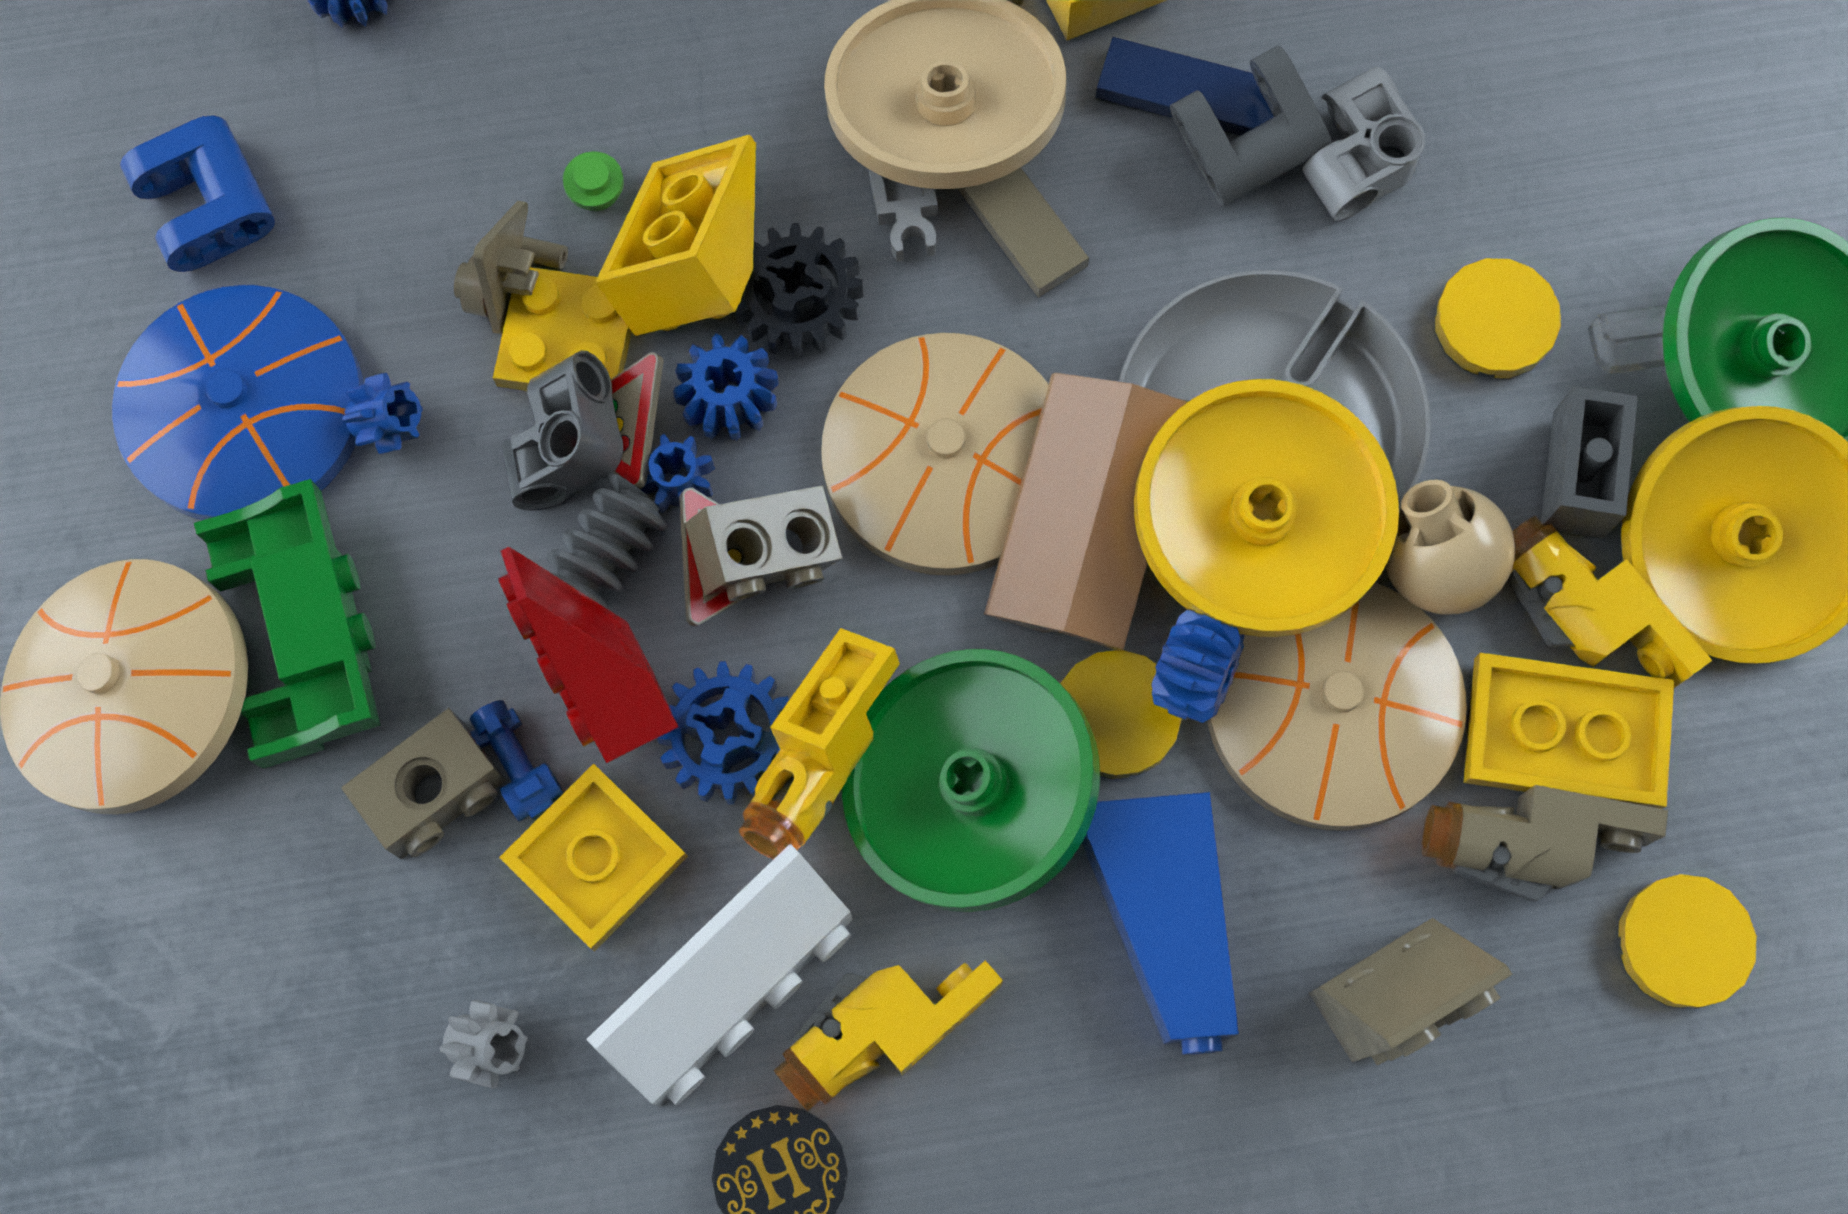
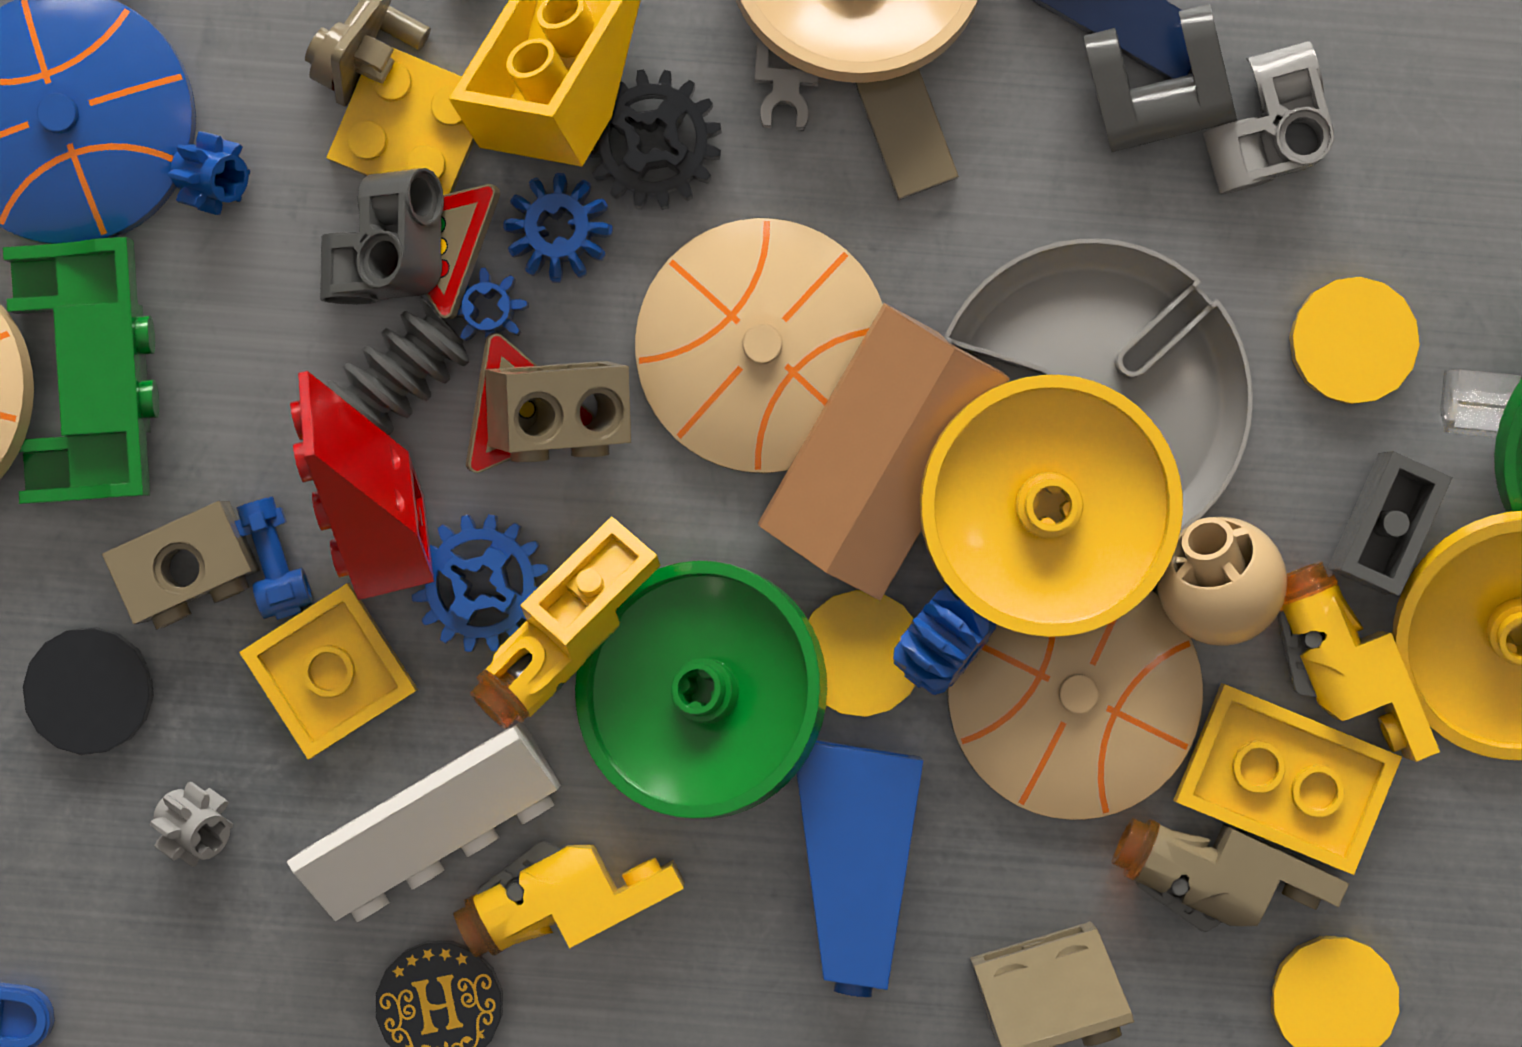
camera: 15 degrees right, 15 degrees up
(353, 938) = (87, 690): none -> black tile

